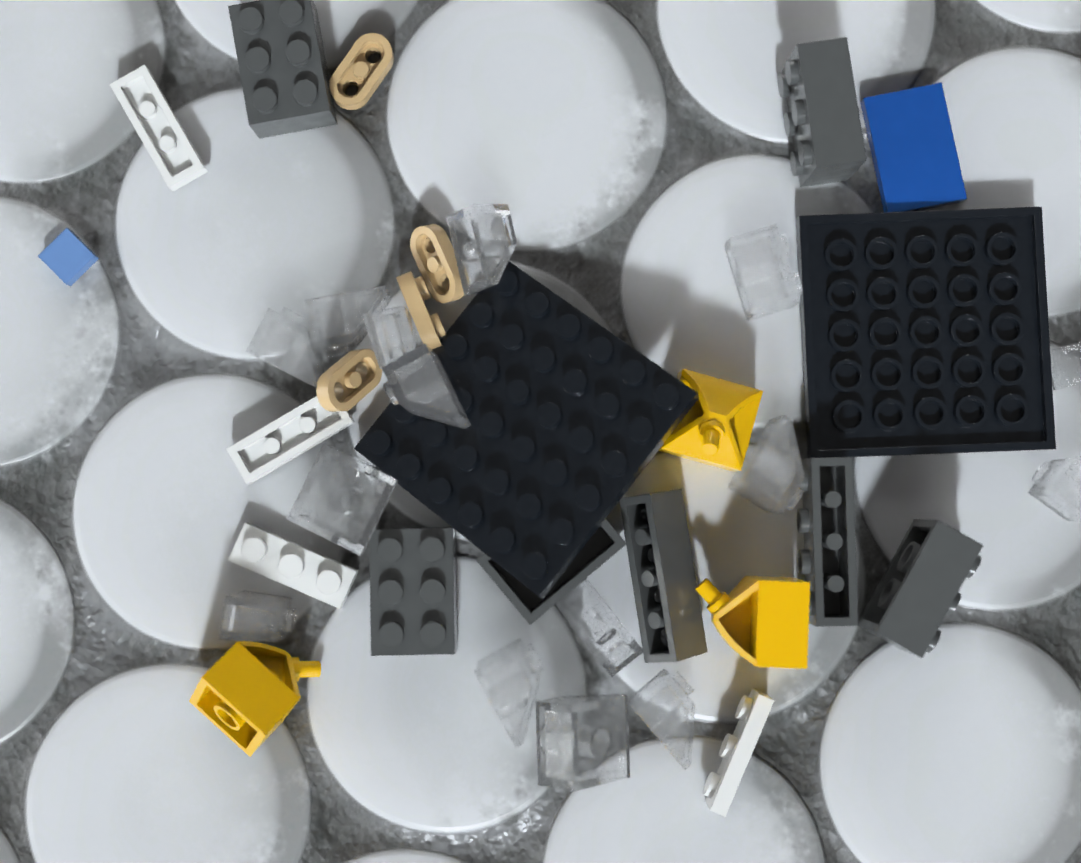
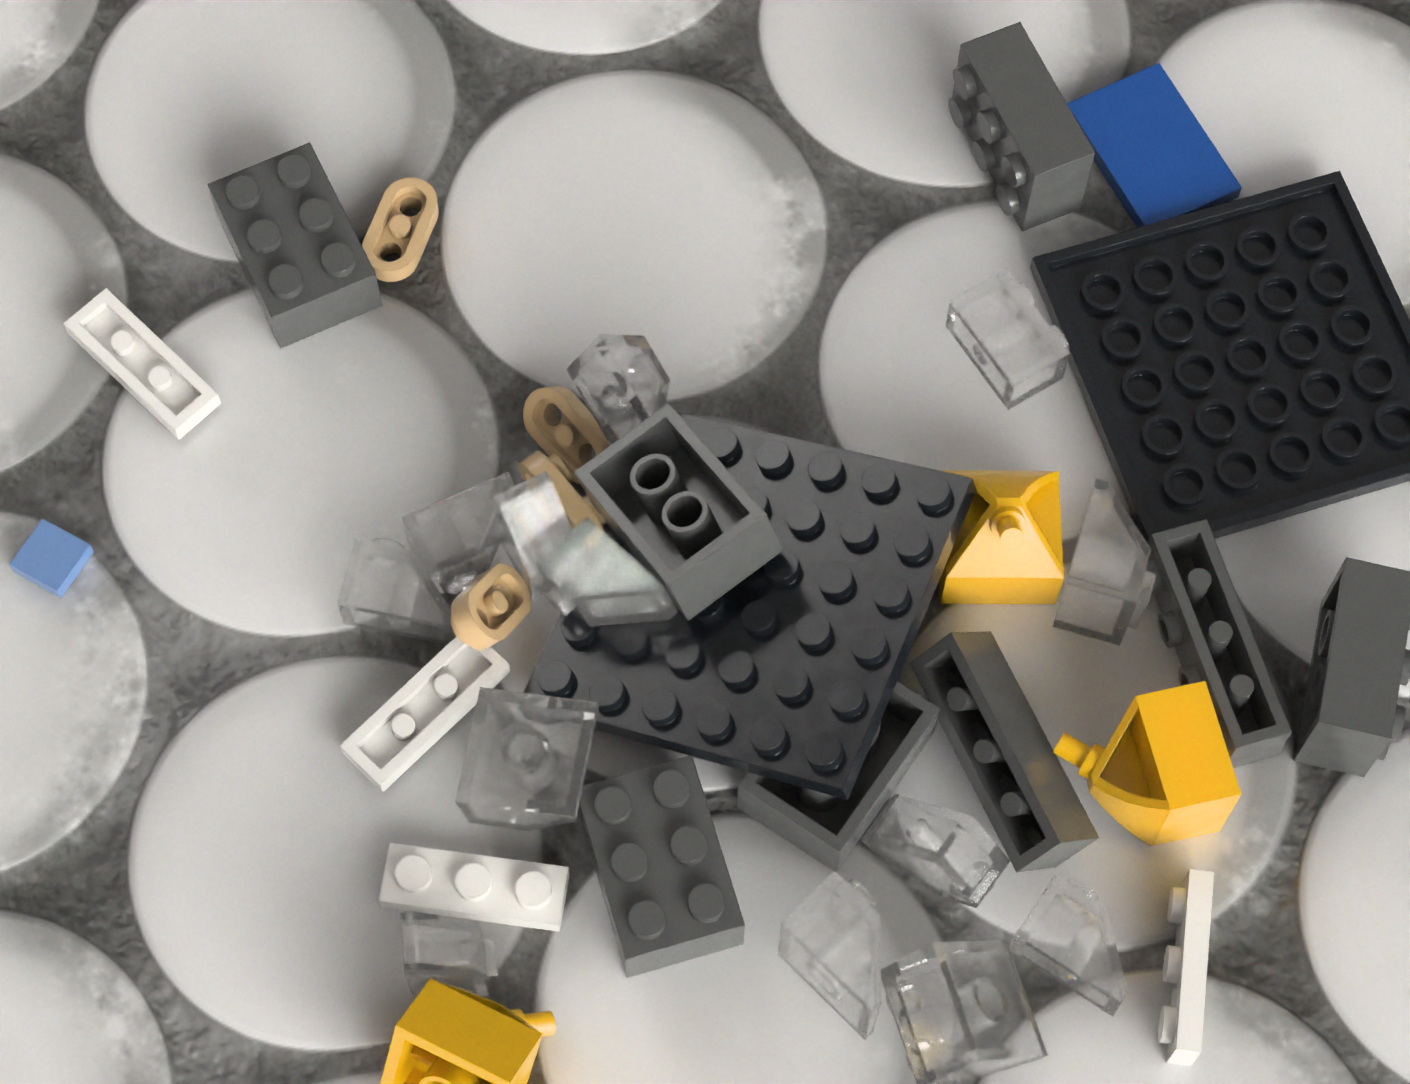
camera: 15 degrees left, 20 degrees down
(487, 358) = (679, 511): none -> dark grey brick

